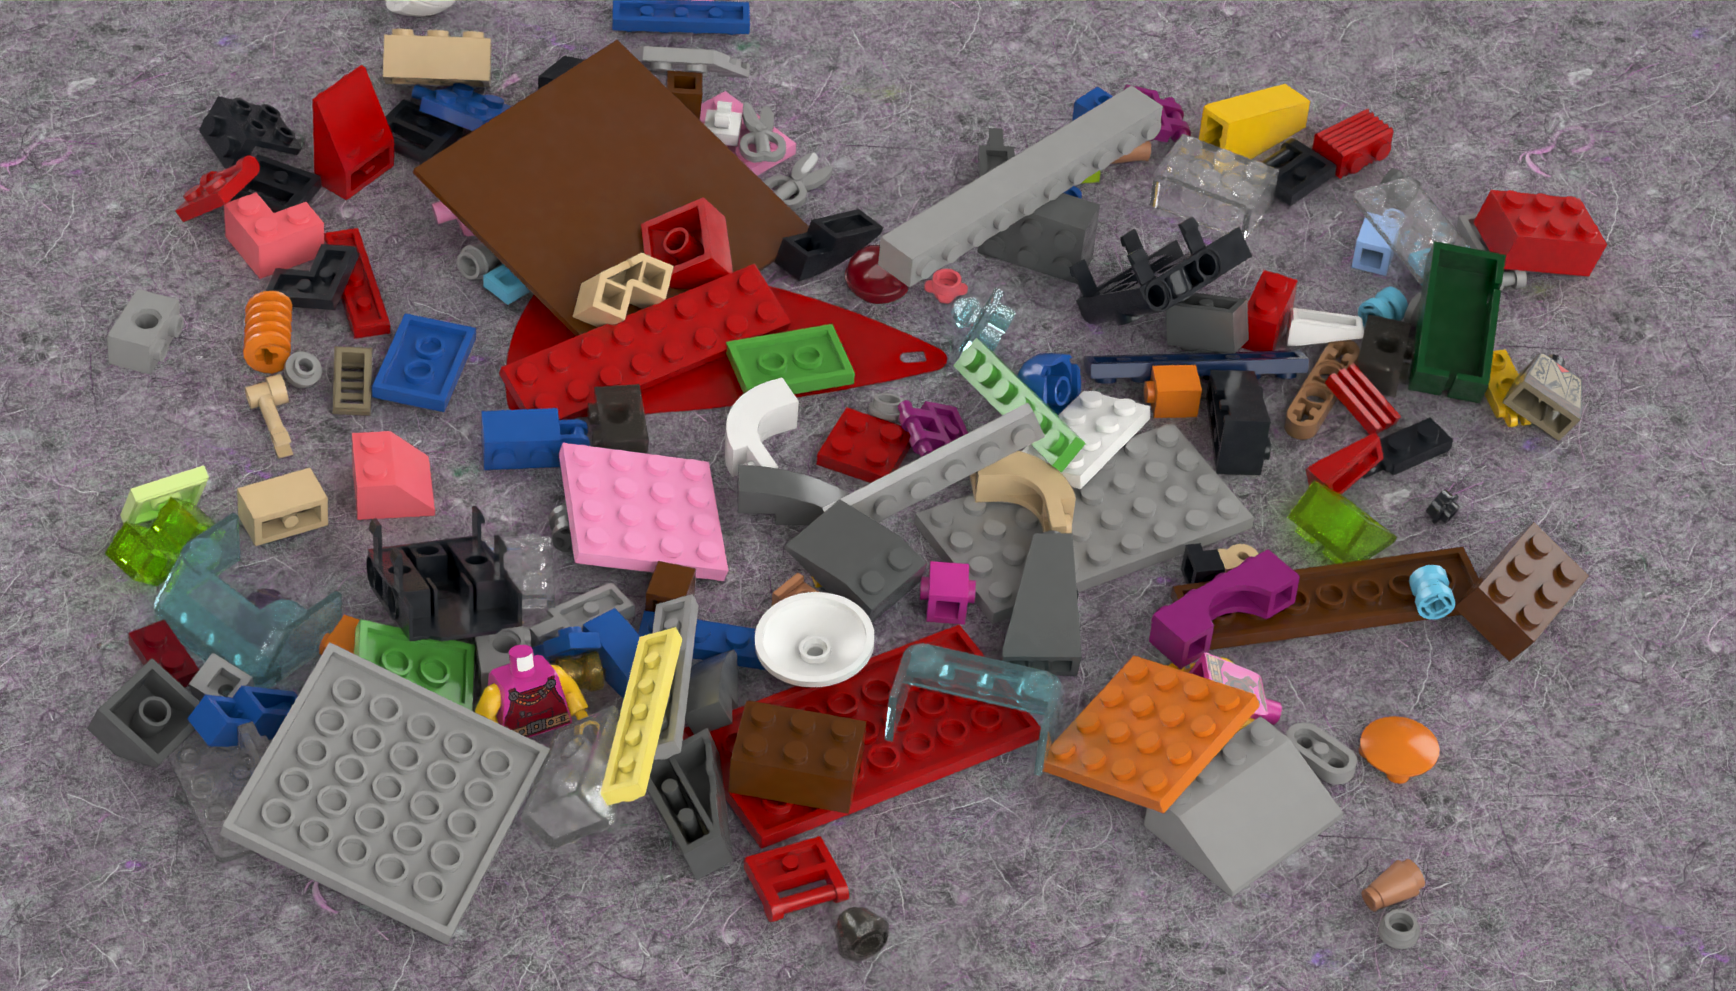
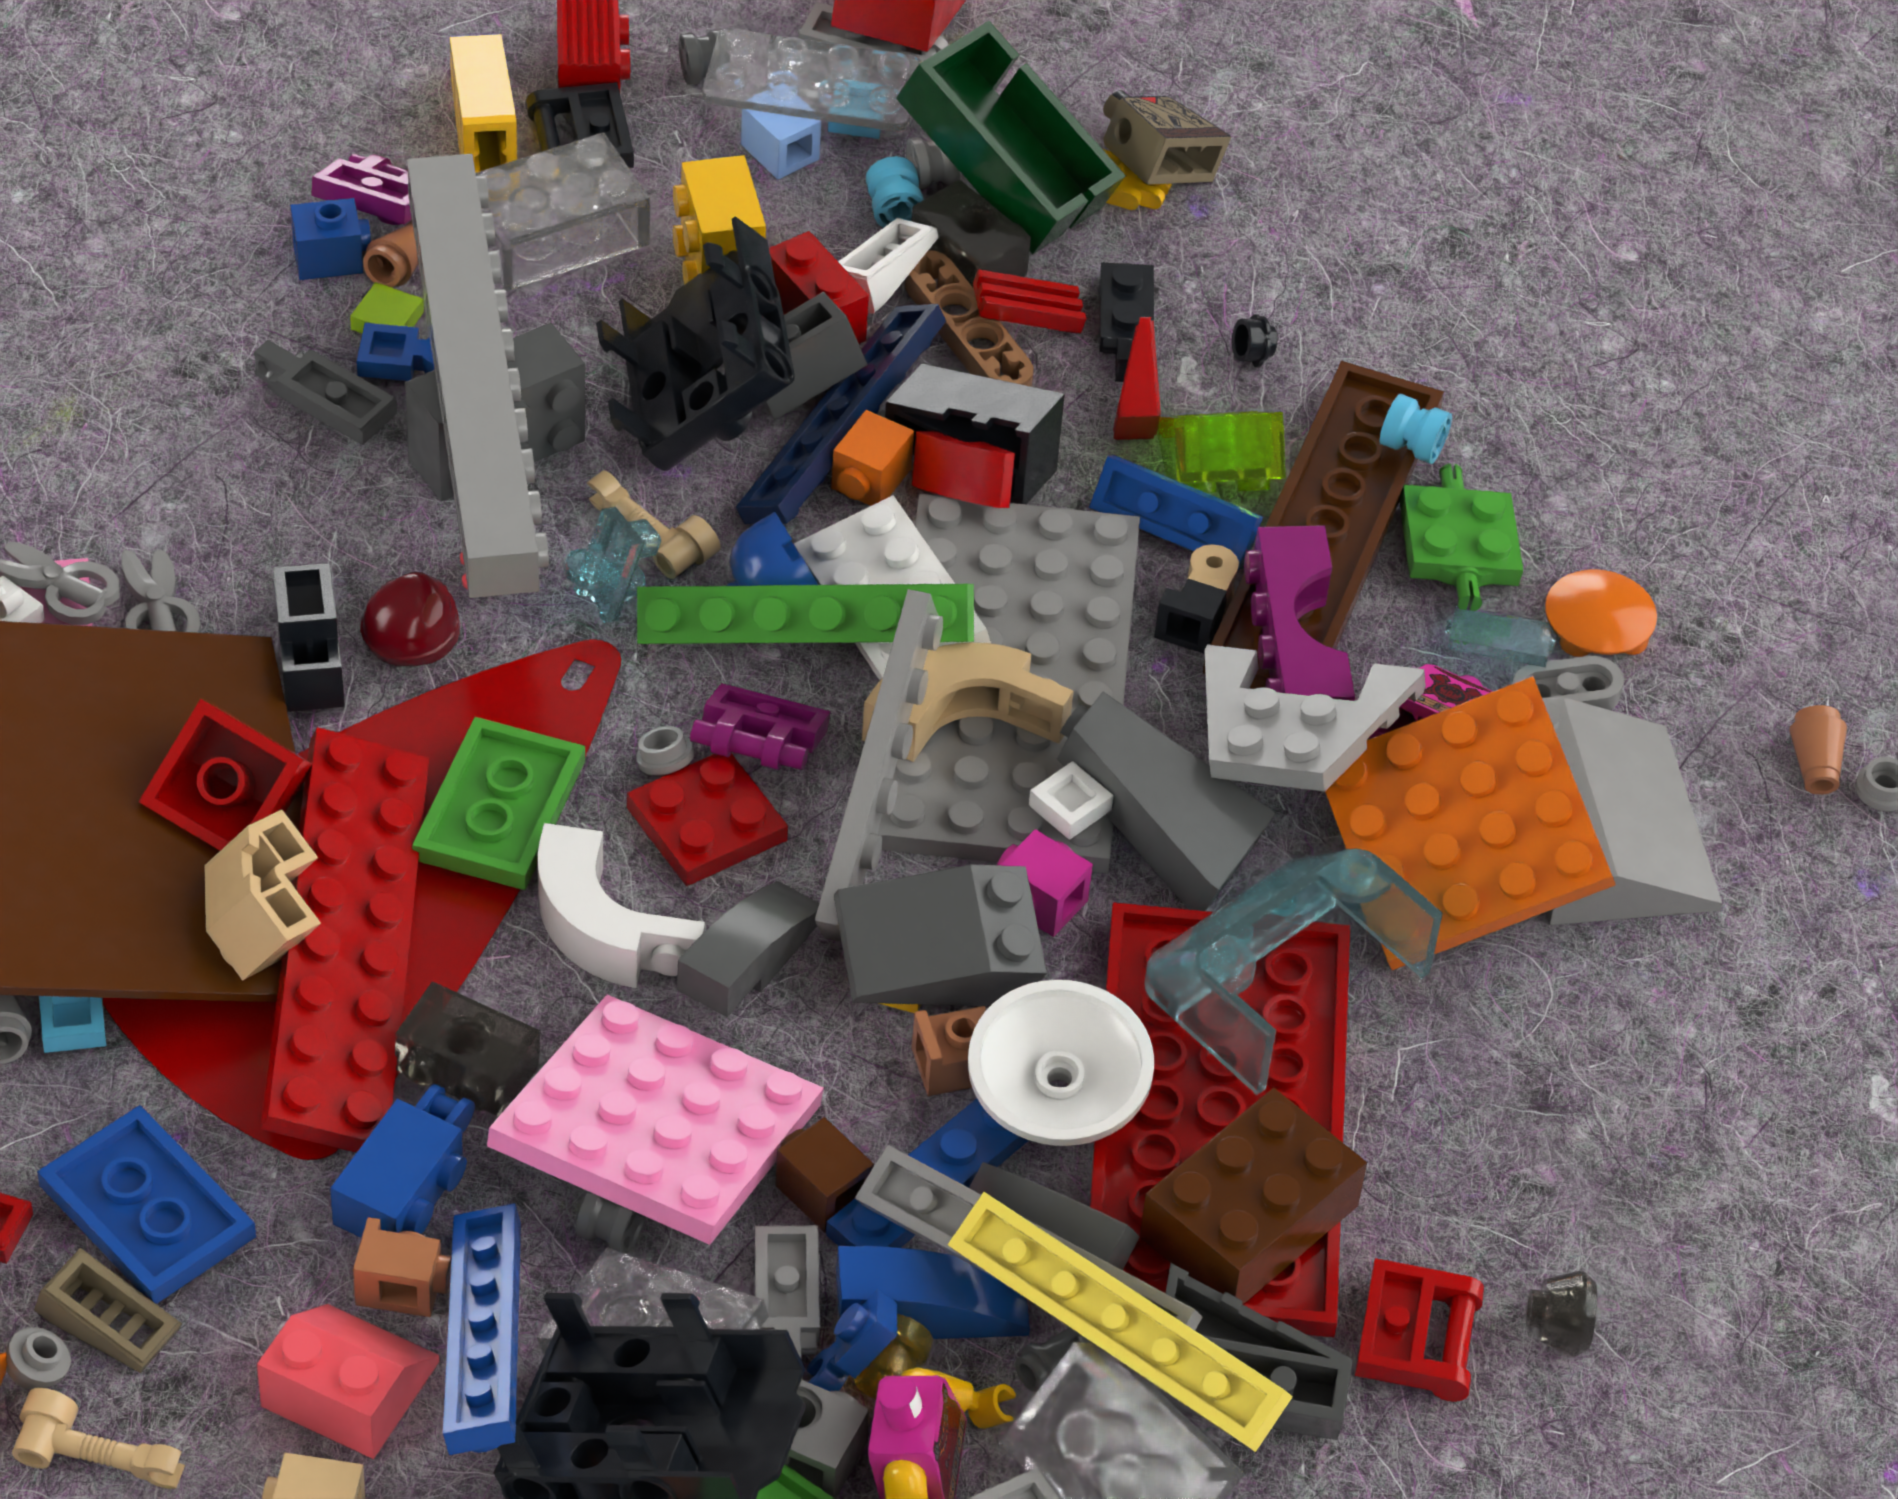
camera: 55 degrees left, 5 degrees up
(438, 496) = (483, 1331): none -> blue plate
(465, 466) = (399, 1271): none -> nougat brick
(1003, 569) = (1071, 800): none -> white plate
(1035, 343) = (679, 547): none -> tan brick
(1125, 625) = (1292, 736): none -> light grey wing
(1195, 423) = (962, 469): none -> red slope
(1271, 522) = (1174, 508): none -> blue plate
(1274, 241) = (706, 202): none -> yellow brick
(1327, 706) = (1500, 636): none -> clear light blue piece
(1389, 659) = (1460, 536): none -> bright green plate
(1521, 591) = (1468, 352): brick -> none

